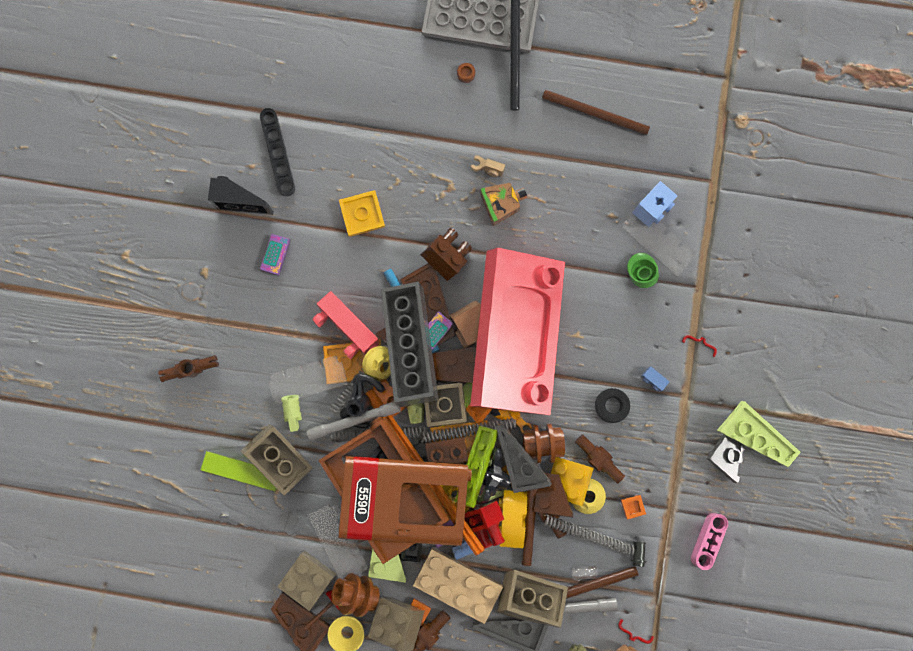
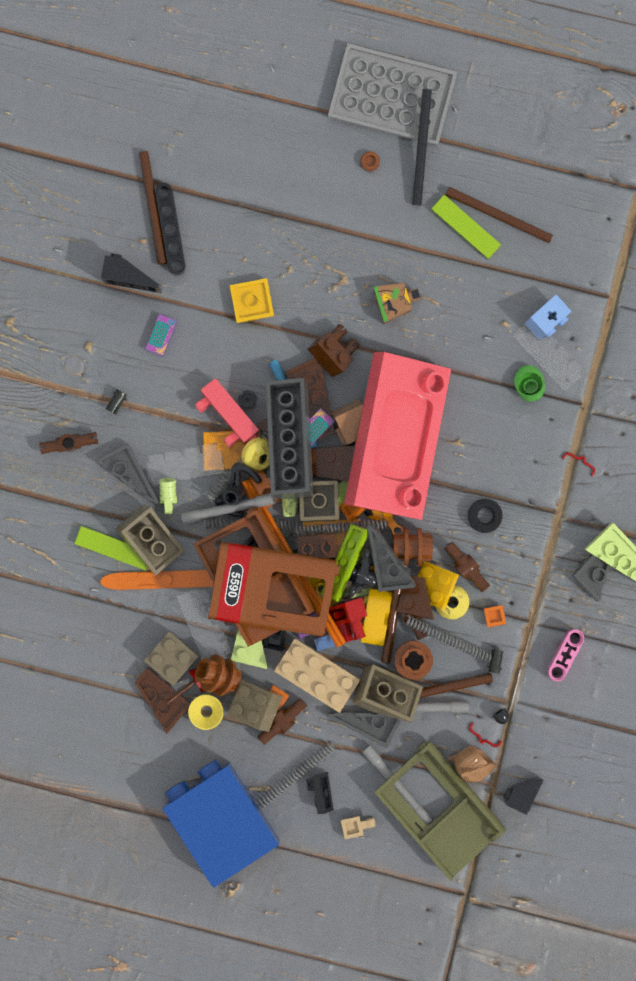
camera: 10 degrees right, 5 degrees up
(234, 323) = (116, 401): none -> pearl dark grey pin
(247, 387) = (126, 467): none -> dark grey wing
(259, 134) = (152, 207): none -> reddish brown piece
(292, 499) = (163, 579): none -> orange piece
(364, 315) = (242, 399): none -> black plate
(491, 167) = (389, 266): tan plate -> none
(564, 126) = (466, 227): none -> lime tile
(567, 565) = (423, 667): none -> dark orange piece
(584, 573) = (440, 675): clear pin -> none
(651, 610) = (501, 716): none -> black hinge
(655, 379) = (530, 493): medium blue piece -> none

